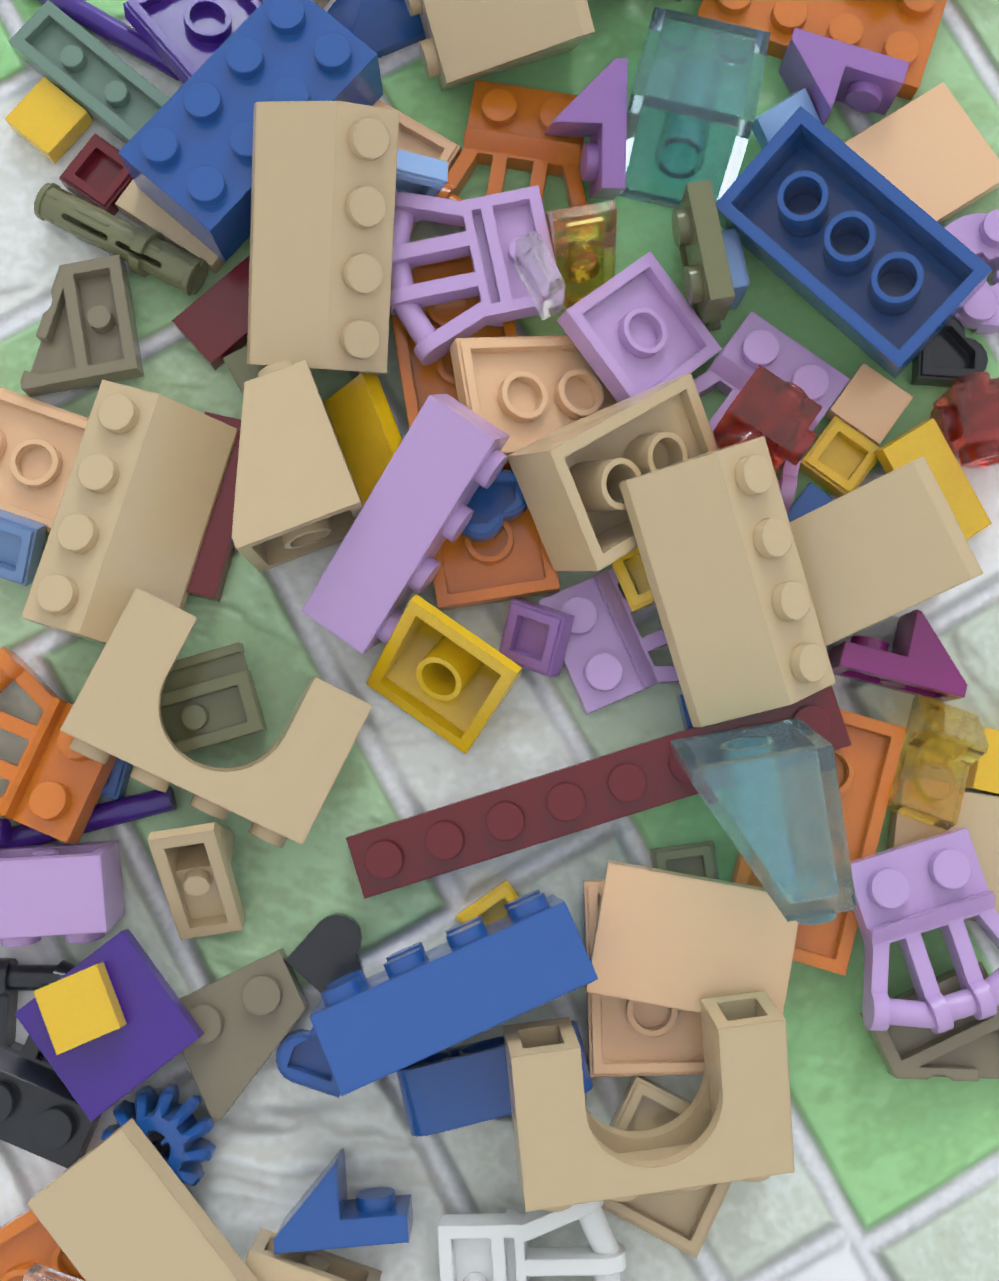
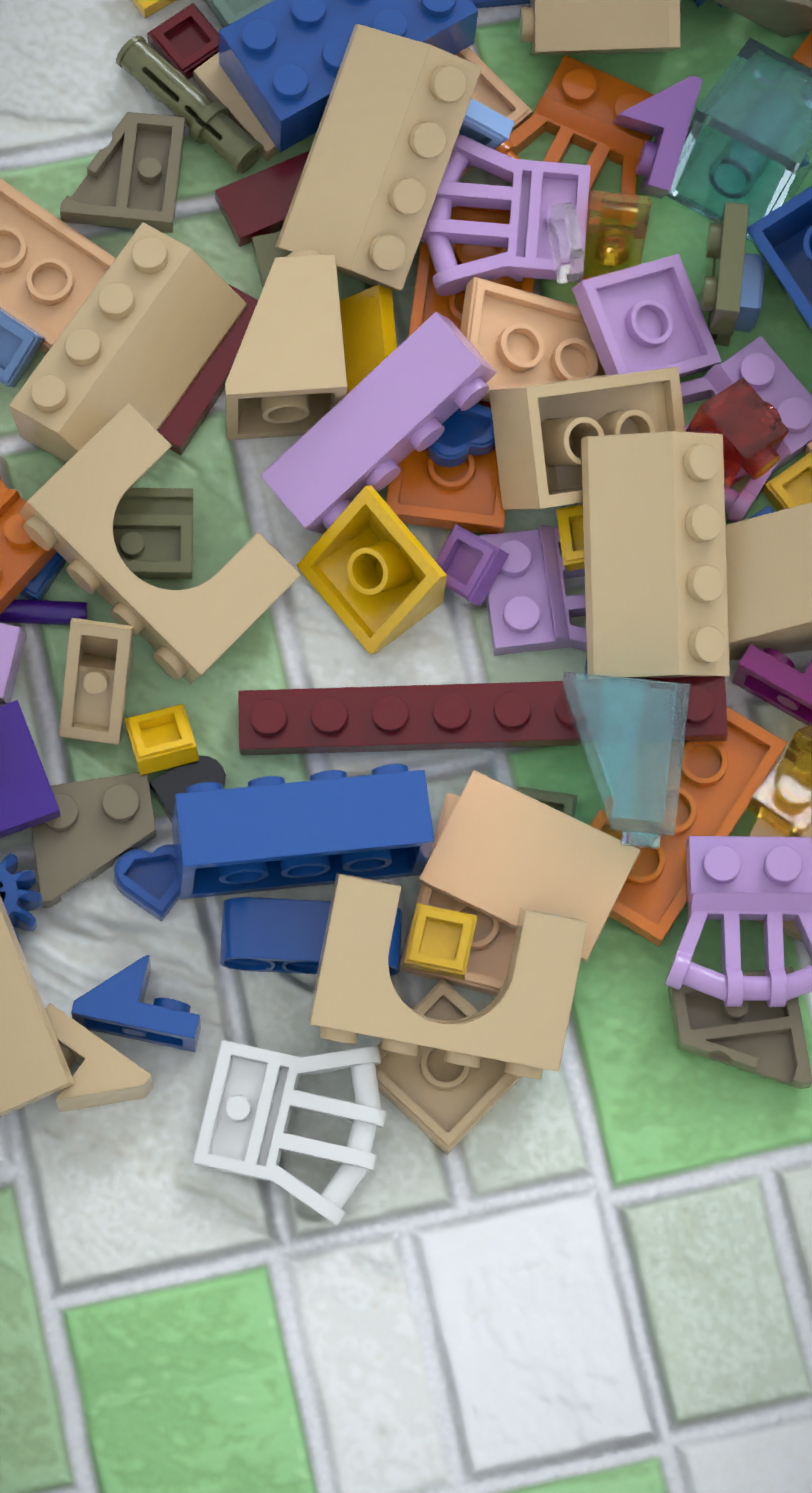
camera: 10 degrees right, 10 degrees down
(284, 912) = (161, 739): none -> yellow tile
(625, 1046) = (440, 941): none -> yellow tile

